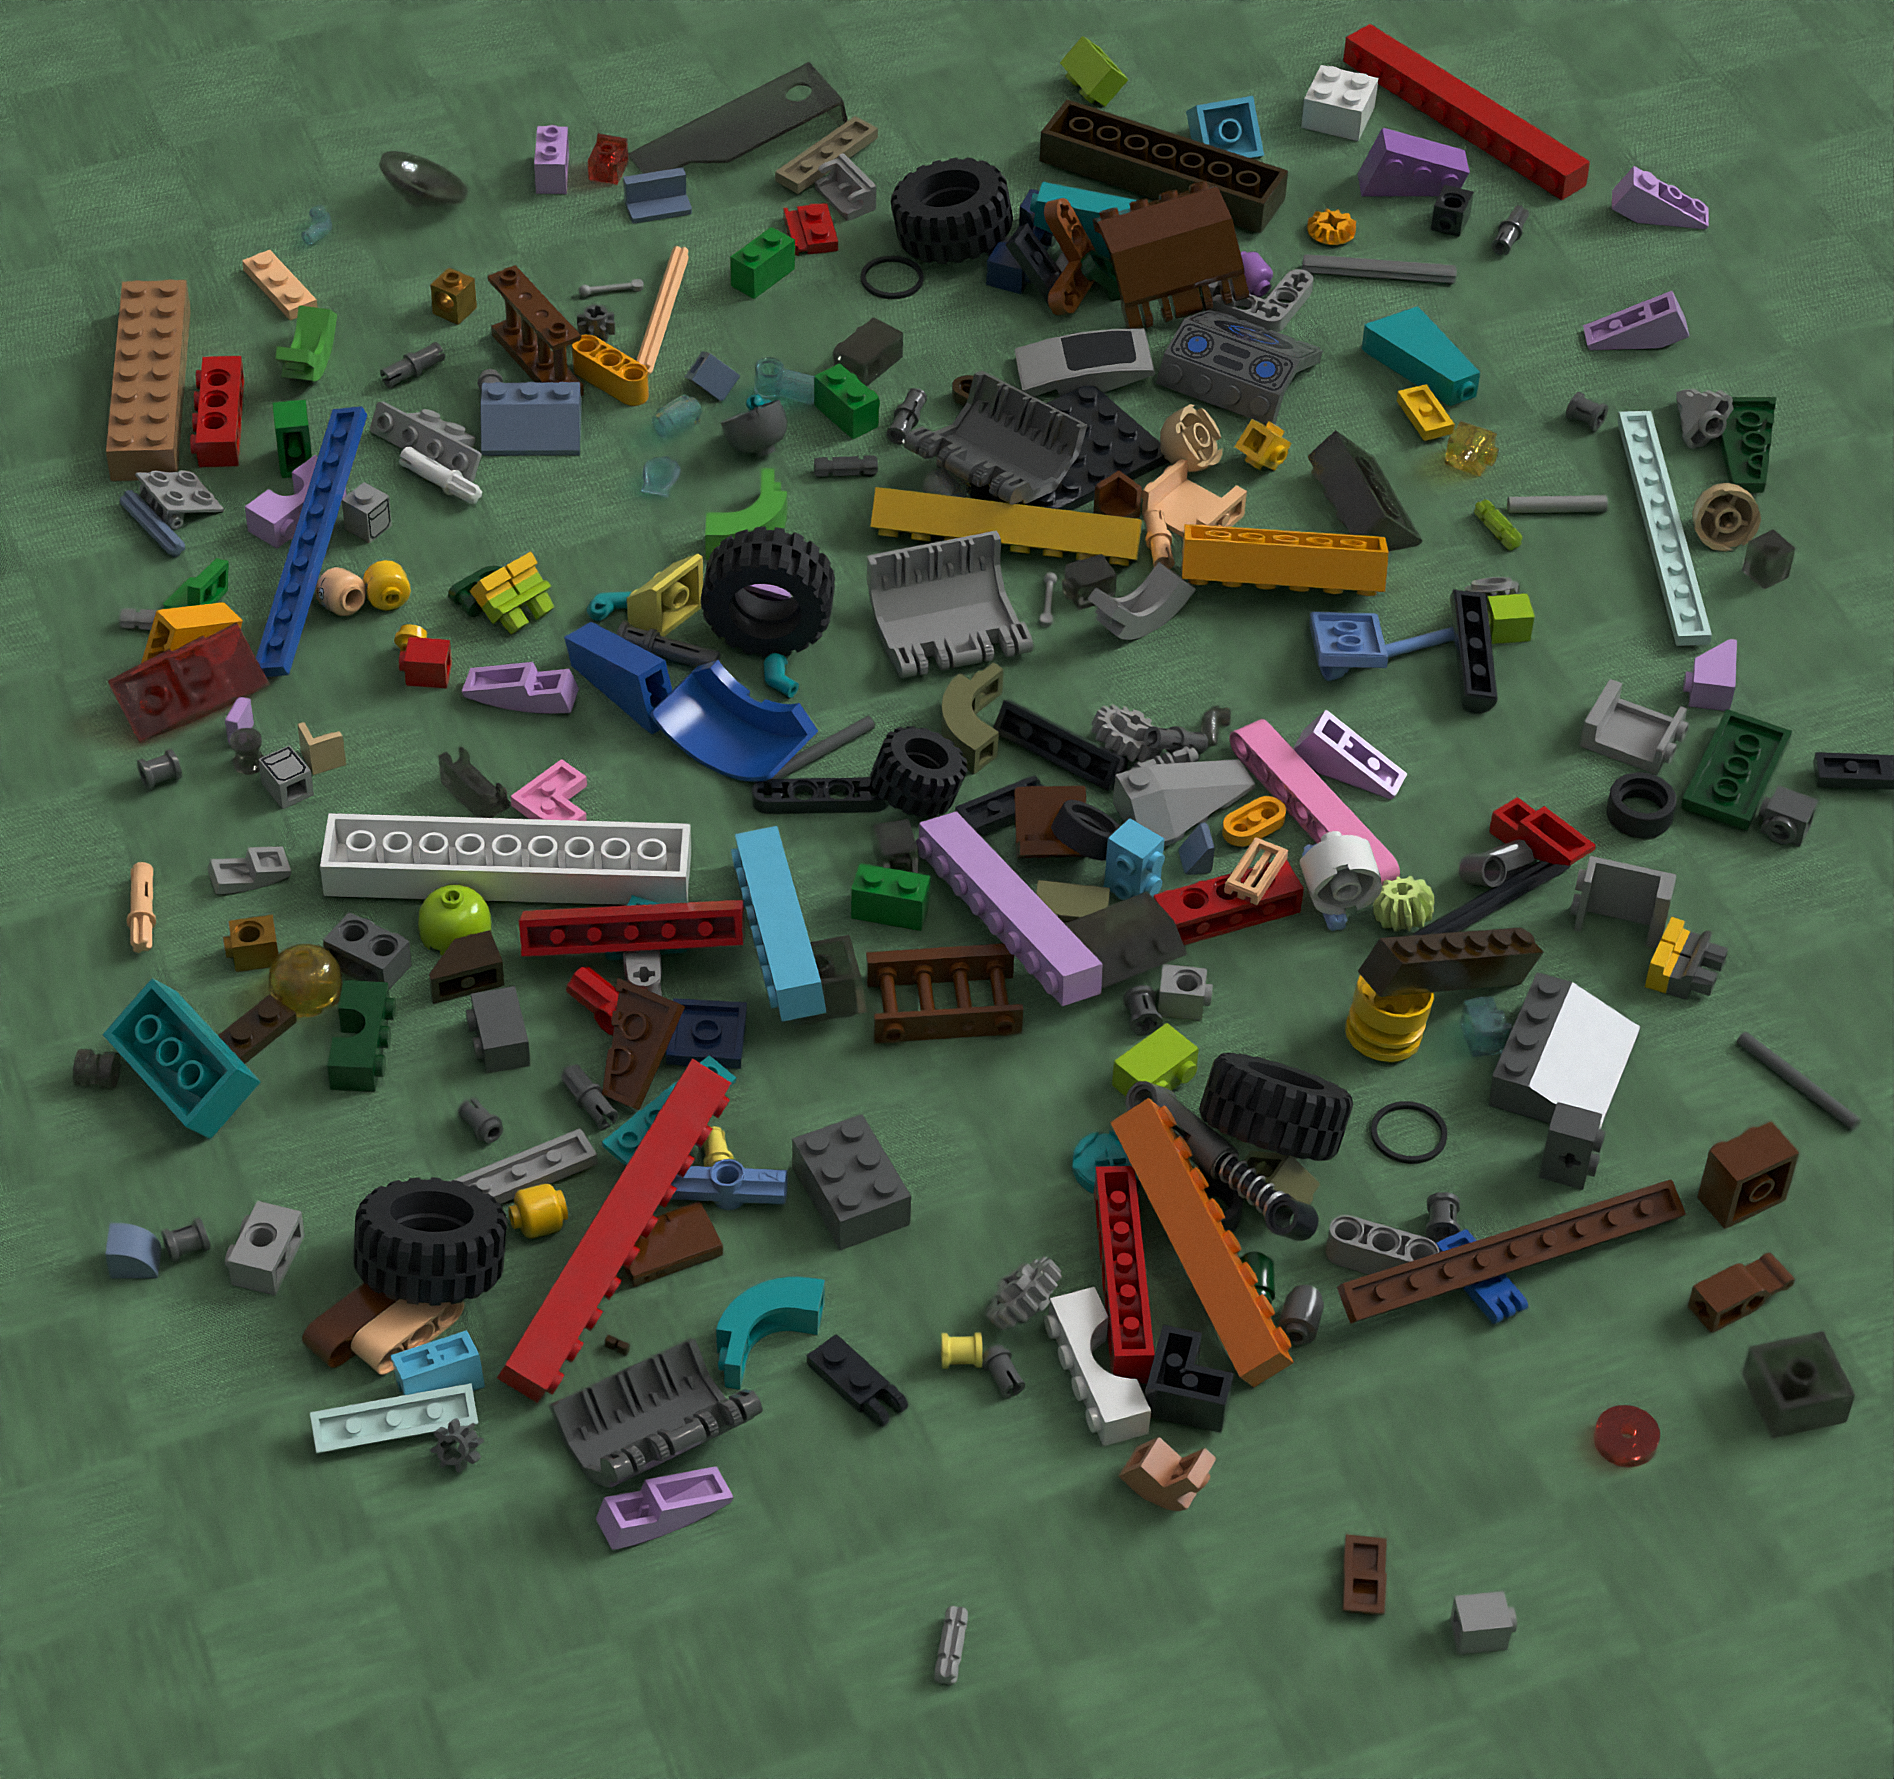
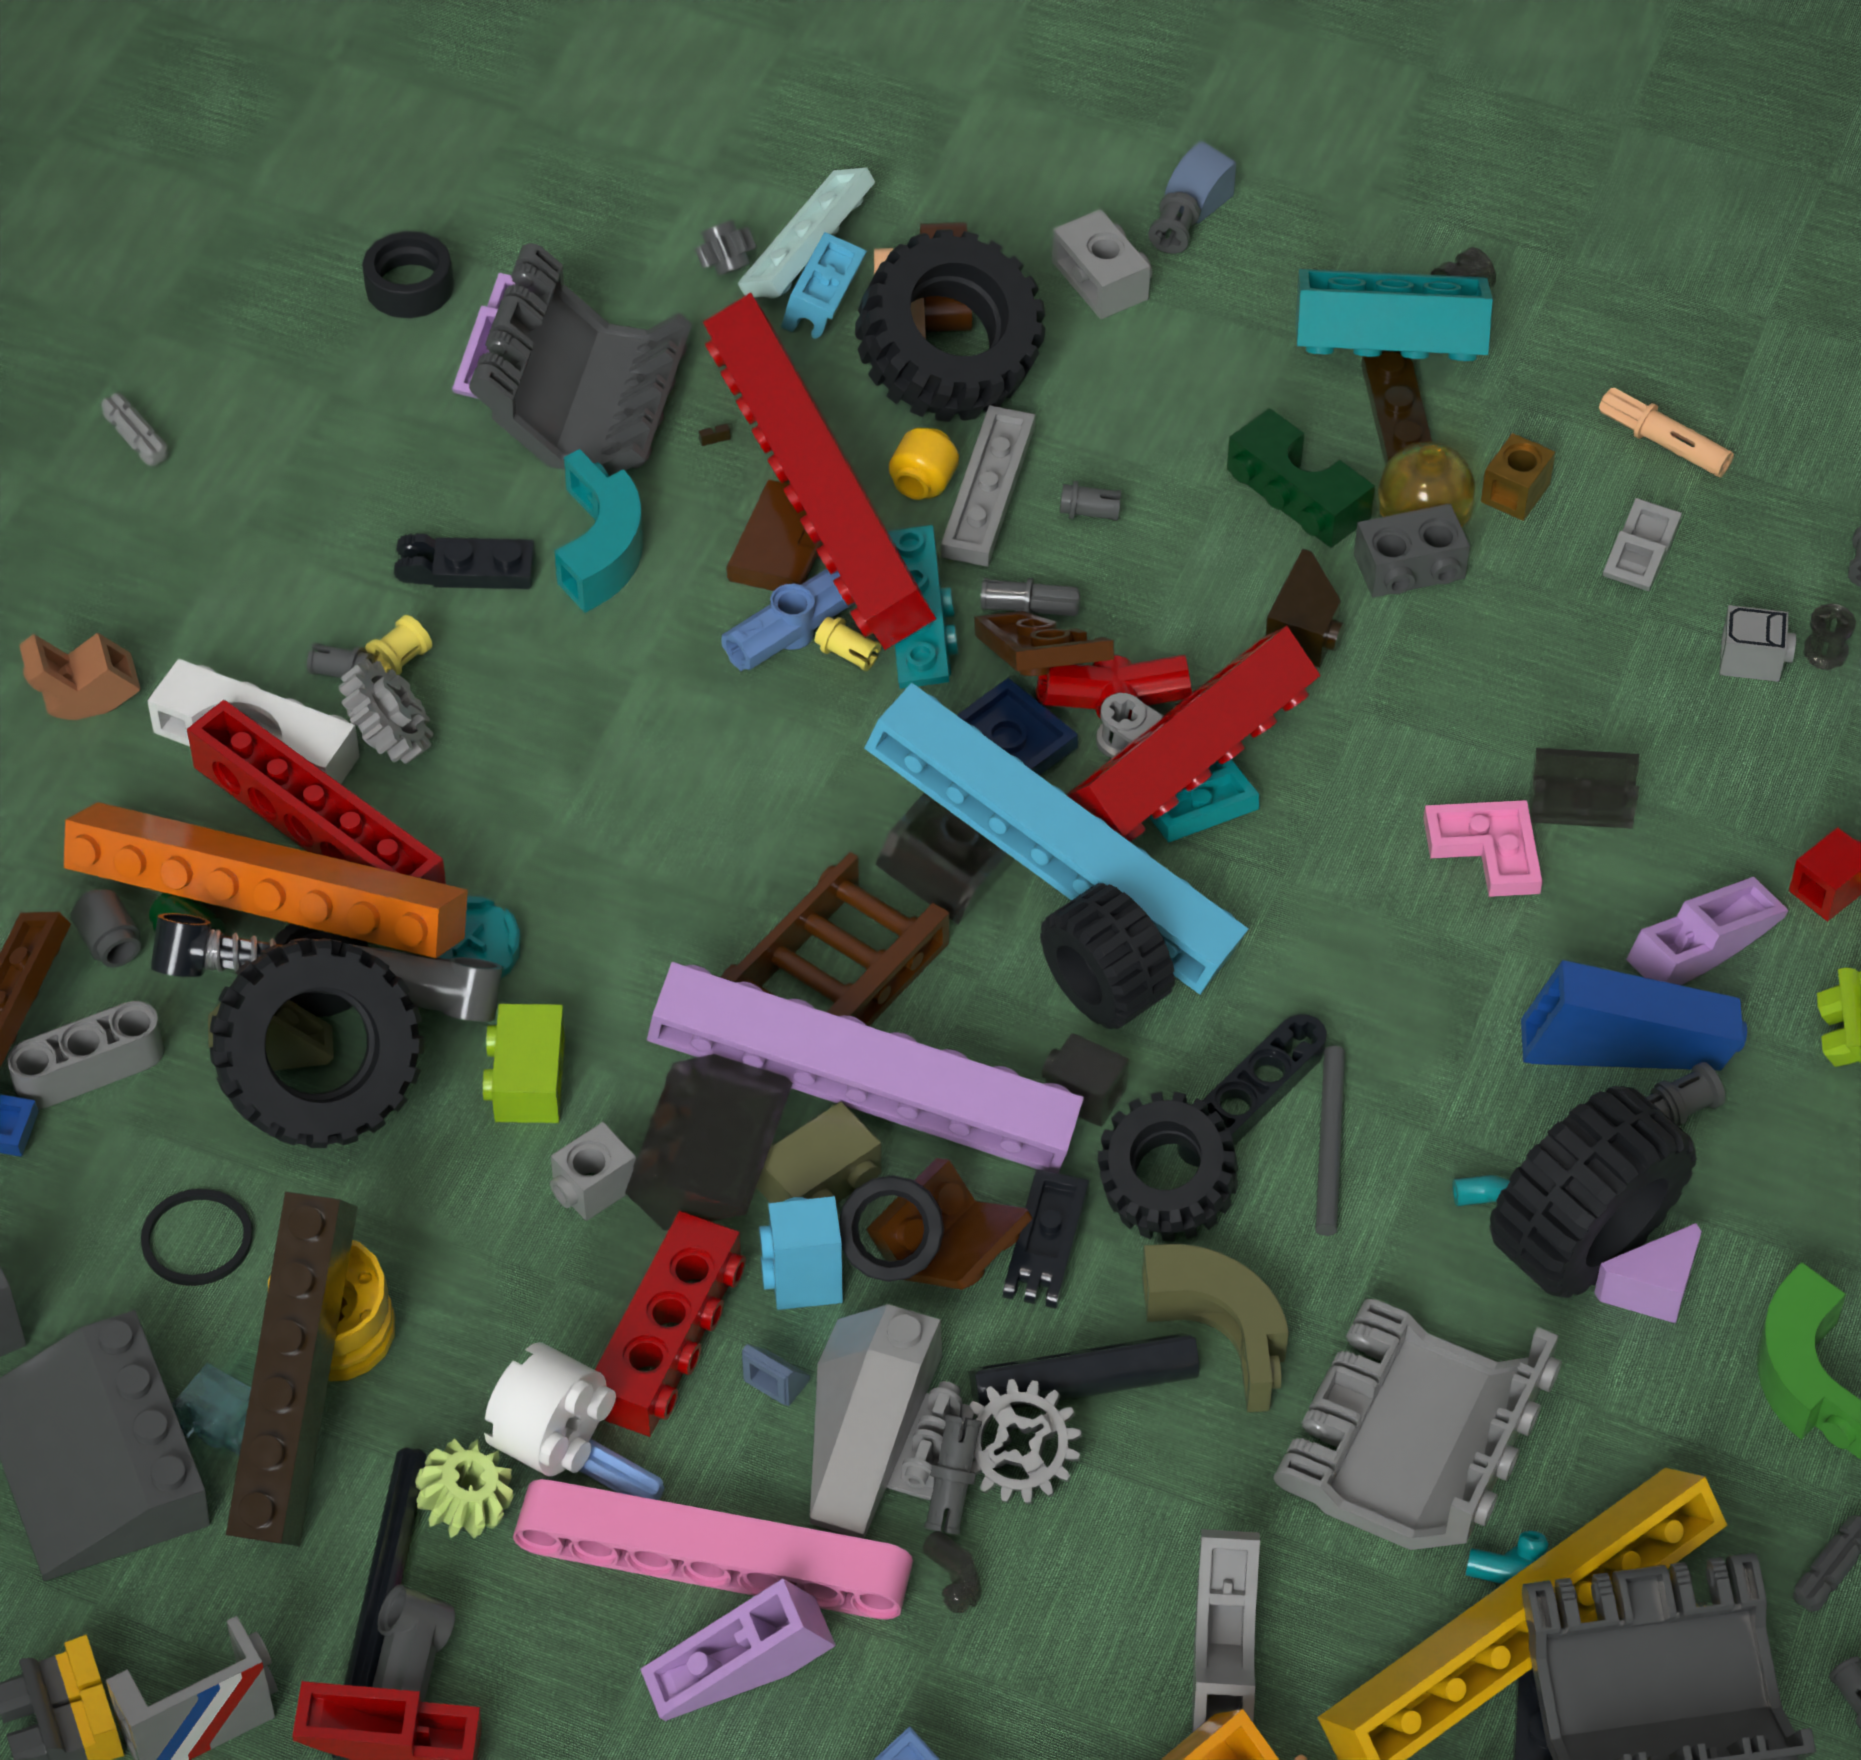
camera: 135 degrees right, 5 degrees up
(323, 751) = (1777, 697): tan panel -> none
(452, 914) = (1388, 649): lime cylinder -> none
(499, 1030) = (1189, 582): dark grey brick -> none
(506, 858) = (1416, 728): white brick -> none
(606, 603) = (1790, 1117): teal arm -> none
(655, 1579) = (401, 250): none -> black tyre
(668, 597) = (1732, 1157): light yellow slope -> none
(729, 730) = (1437, 1072): blue panel -> none
(824, 864) = (1107, 956): none -> black tyre
(851, 1181) = (681, 703): dark grey brick -> none
(890, 897) = (1017, 1014): green brick -> none
(1046, 618) = (1326, 1561): light grey hinge -> none
(1085, 576) = (1332, 1640): clear smoke brick -> none
(1142, 1010) = (623, 1120): dark grey bush -> none
(1181, 1388) = (145, 751): black brick -> none
(1247, 889) = (668, 1386): light nougat tile -> none
(1249, 821) = (756, 1471): light orange plate -> none
(1443, 1216) = (58, 1146): dark grey bush -> none

